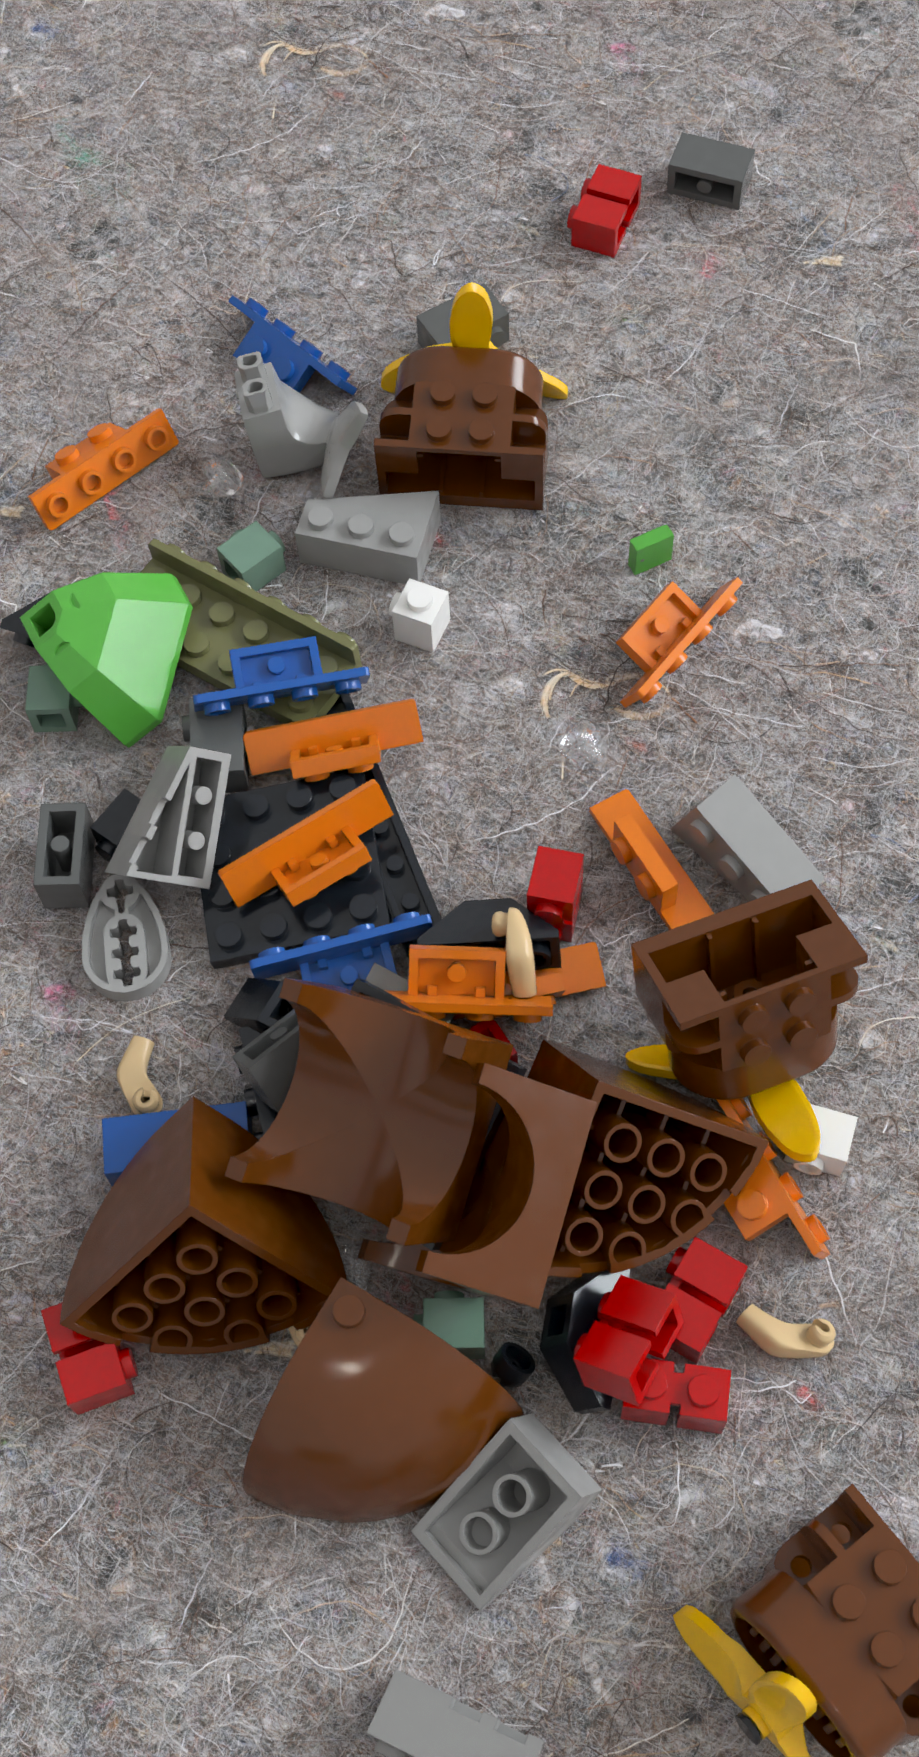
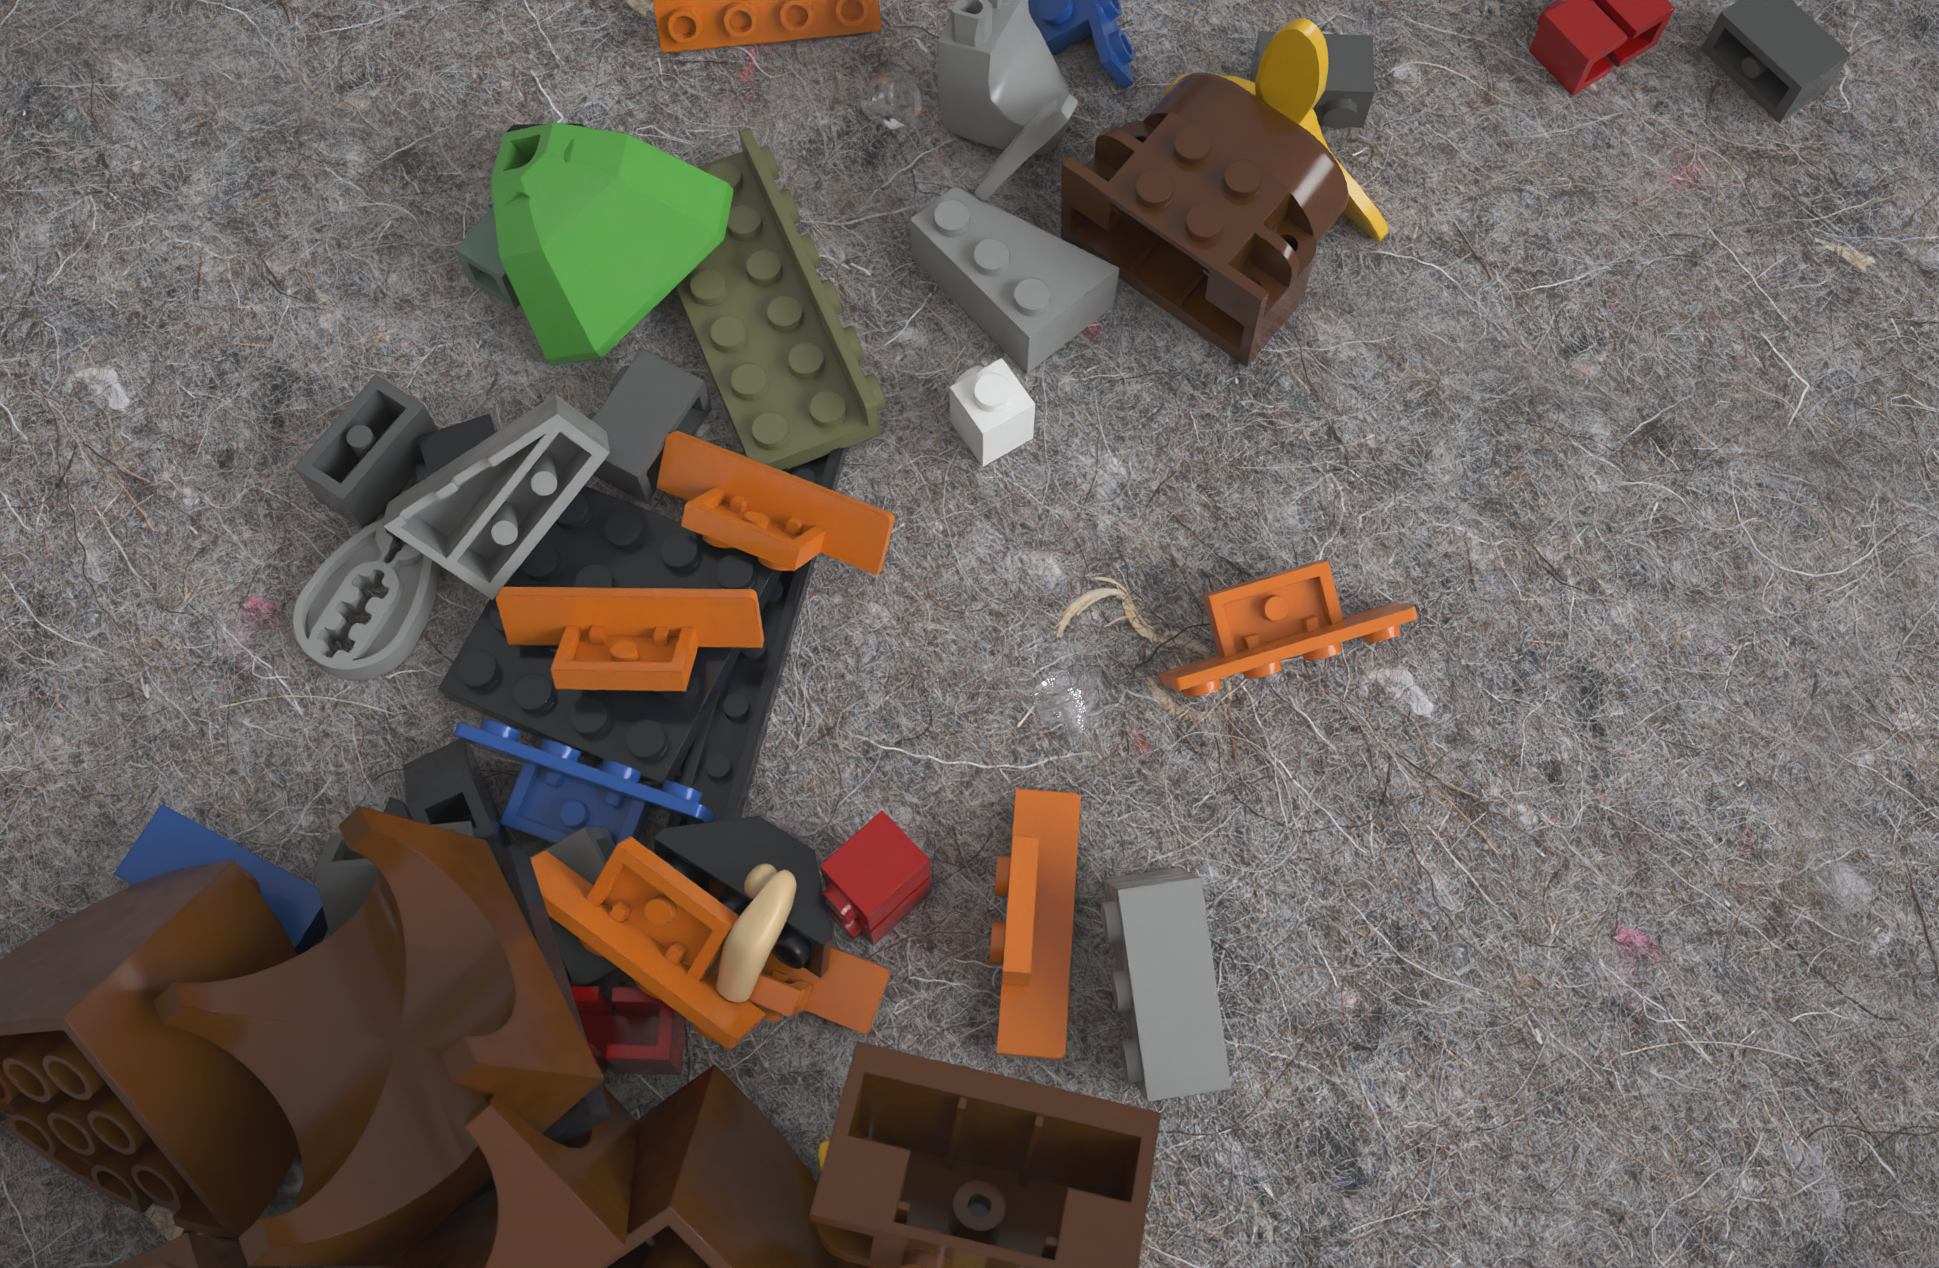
camera: 30 degrees right, 5 degrees up
(134, 1080) = (252, 777): tan arm -> none
(252, 556) = (852, 219): sand green brick -> none
(278, 672) = (756, 379): blue bracket -> none
(650, 549) = (1336, 500): bright green tile -> none

